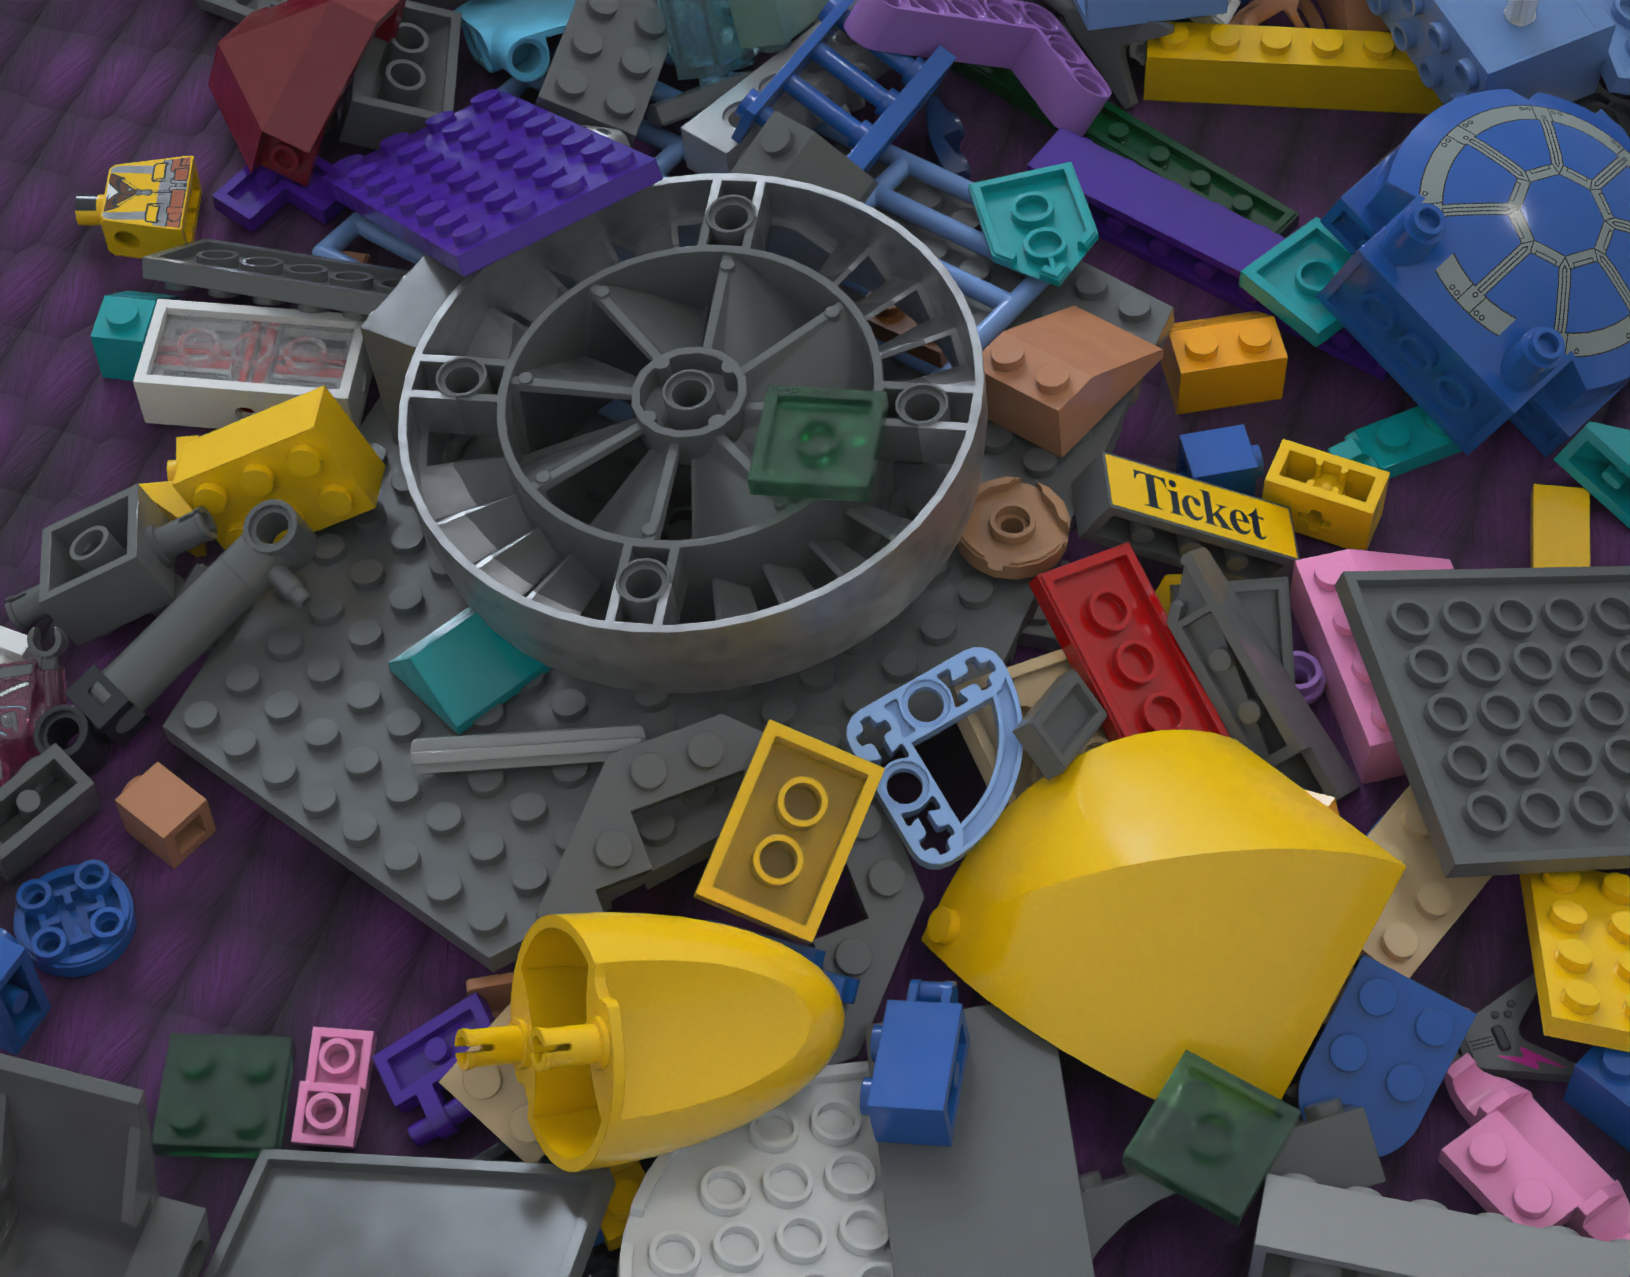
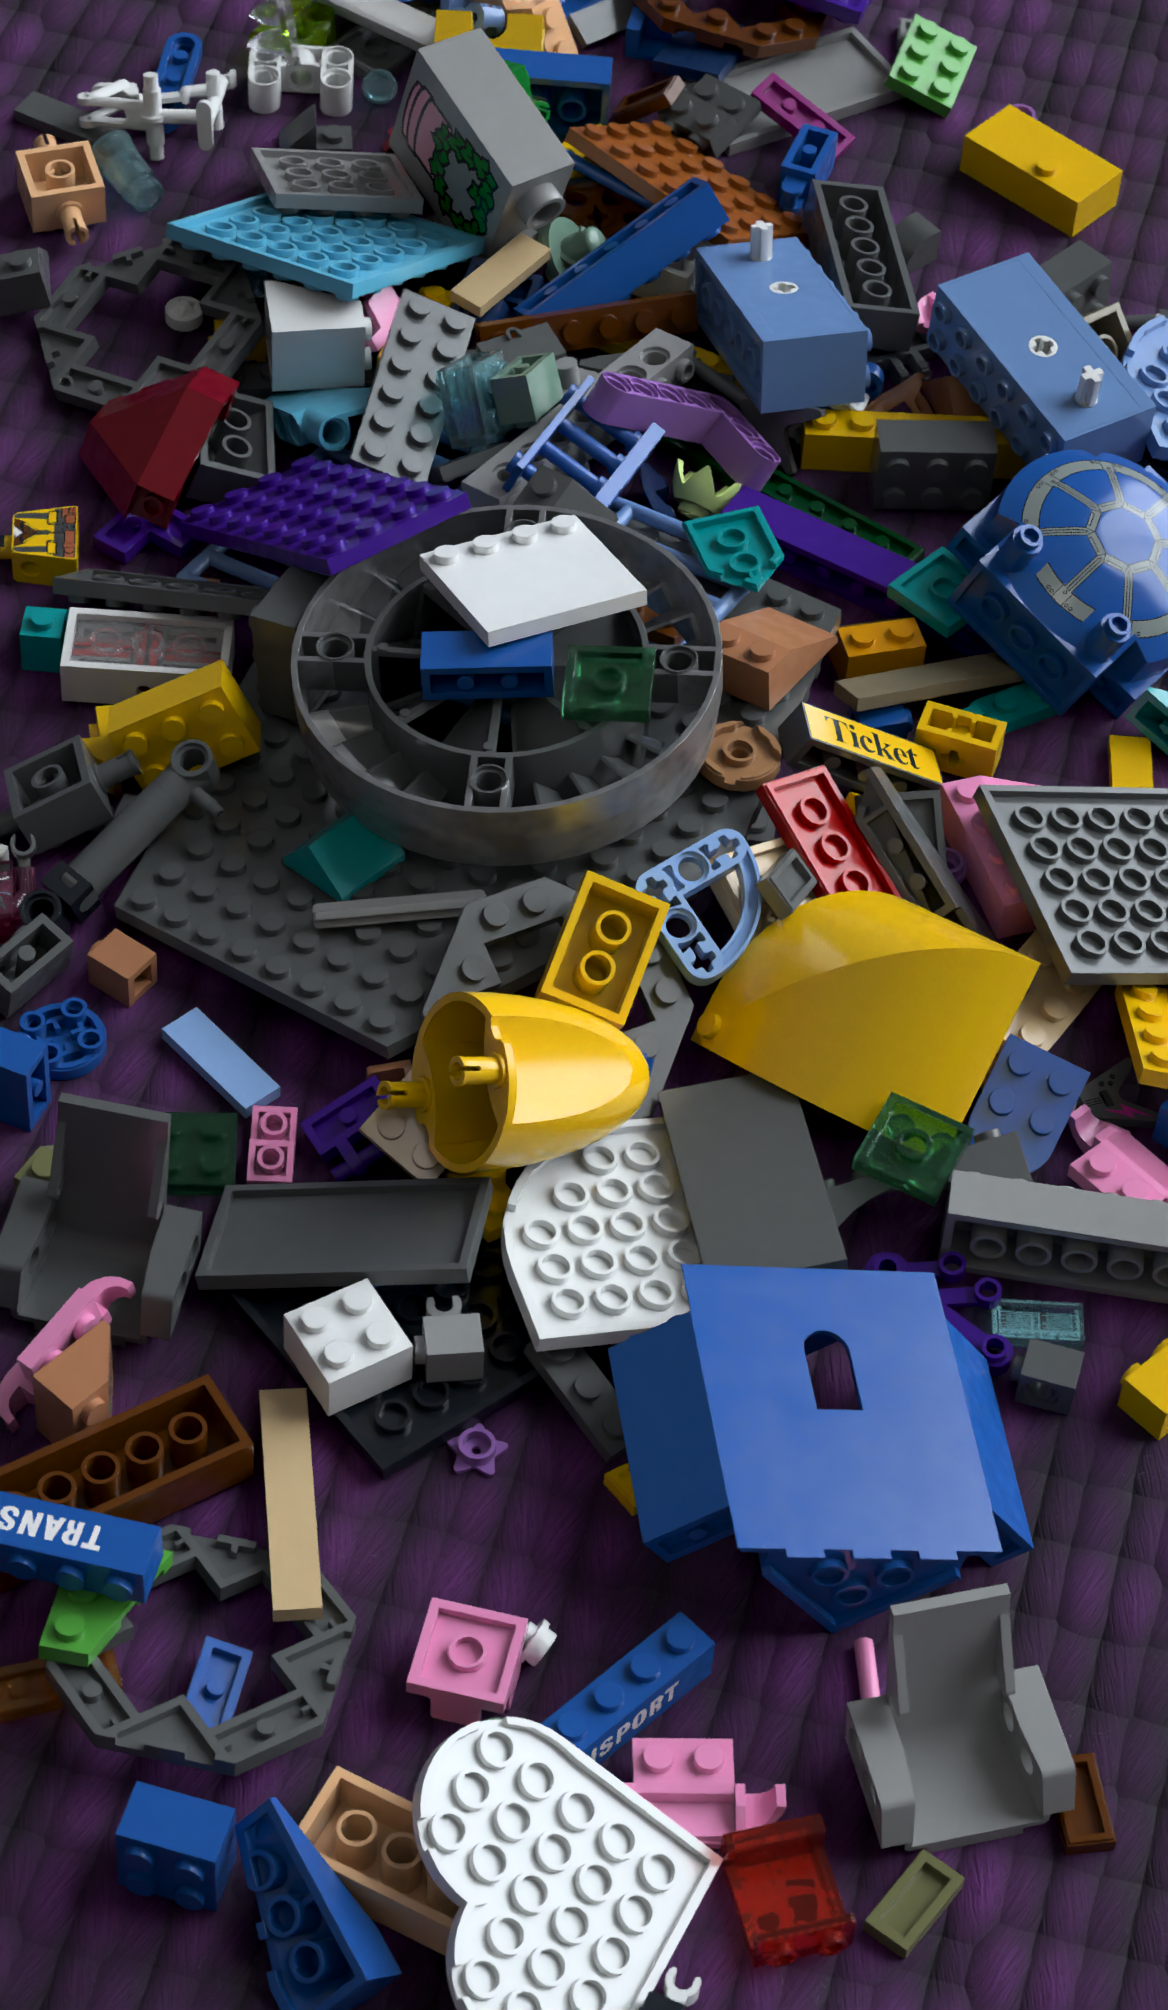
camera: 10 degrees left, 5 degrees down
(282, 957) = (220, 1062): none -> light blue tile
(655, 411) = (466, 668): none -> blue brick
(728, 290) = (532, 580): none -> white plate
(917, 1066) = (702, 1111): blue brick -> none
(999, 138) = (697, 493): none -> yellowish green piece
(1281, 409) = (925, 682): none -> dark tan tile
(1314, 98) = (932, 465): none -> dark grey brick

